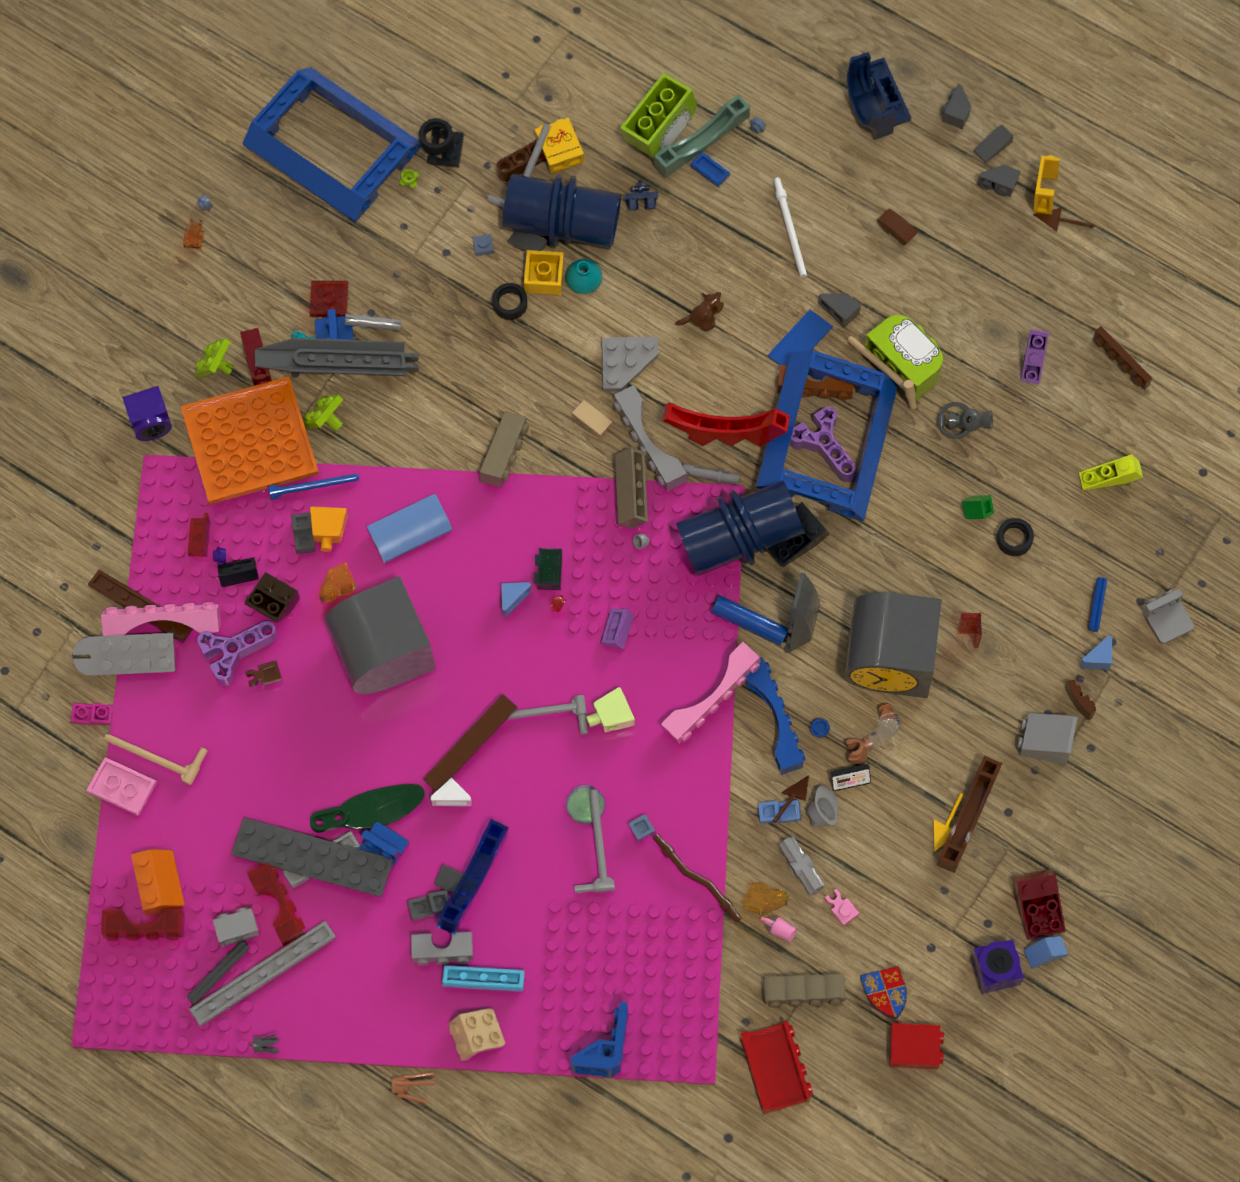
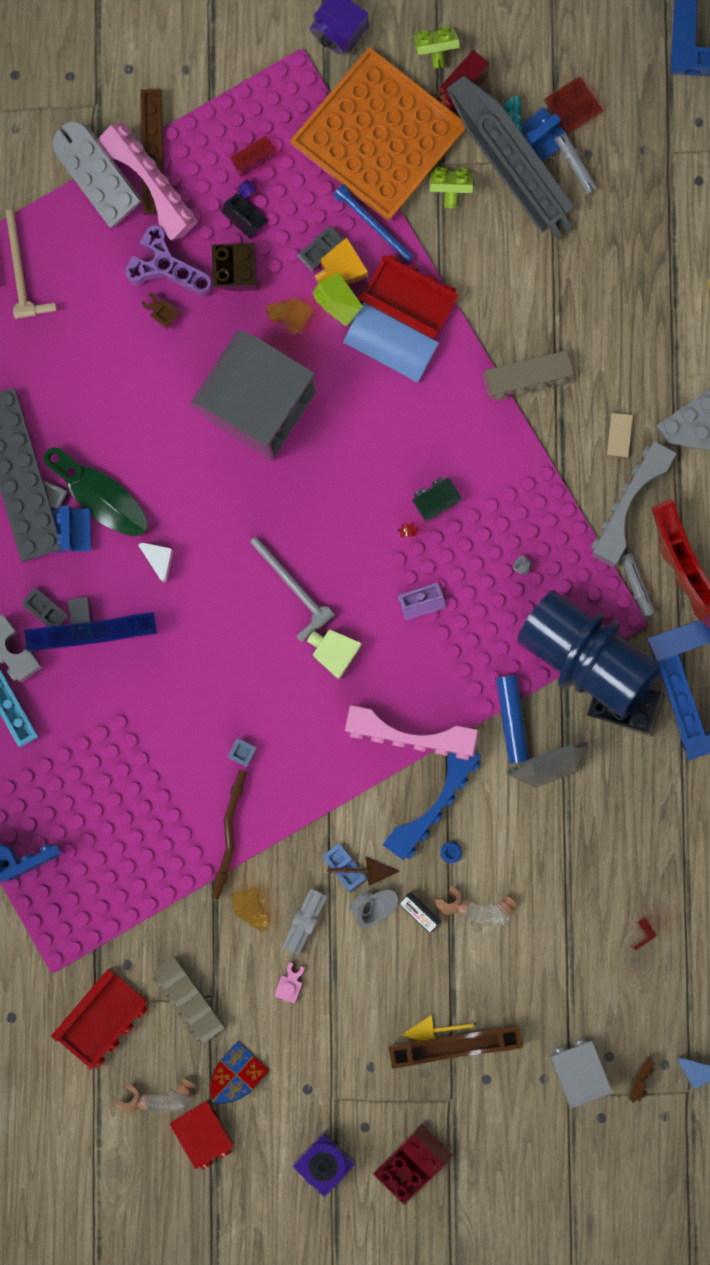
camera: 65 degrees right, 15 degrees up
(91, 714) = (24, 181): dark pink slope -> none
(353, 538) = (337, 299): none -> lime slope
(384, 492) = (410, 296): none -> red panel
(470, 743) = (218, 542): reddish brown tile -> none
(509, 288) = (689, 260): black tyre -> none
(513, 595) = (386, 483): medium blue slope -> none
(579, 804) = (232, 686): clear light blue tile -> none
(602, 883) = (168, 752): light grey bar -> none
(631, 488) = (568, 521): dark tan brick -> none
(779, 927) = (232, 939): bright pink piece -> none
(875, 1053) = (172, 1102): none -> clear piece
(893, 643) = (570, 871): dark grey brick -> none
(1045, 951) = (371, 1199): medium blue slope -> none

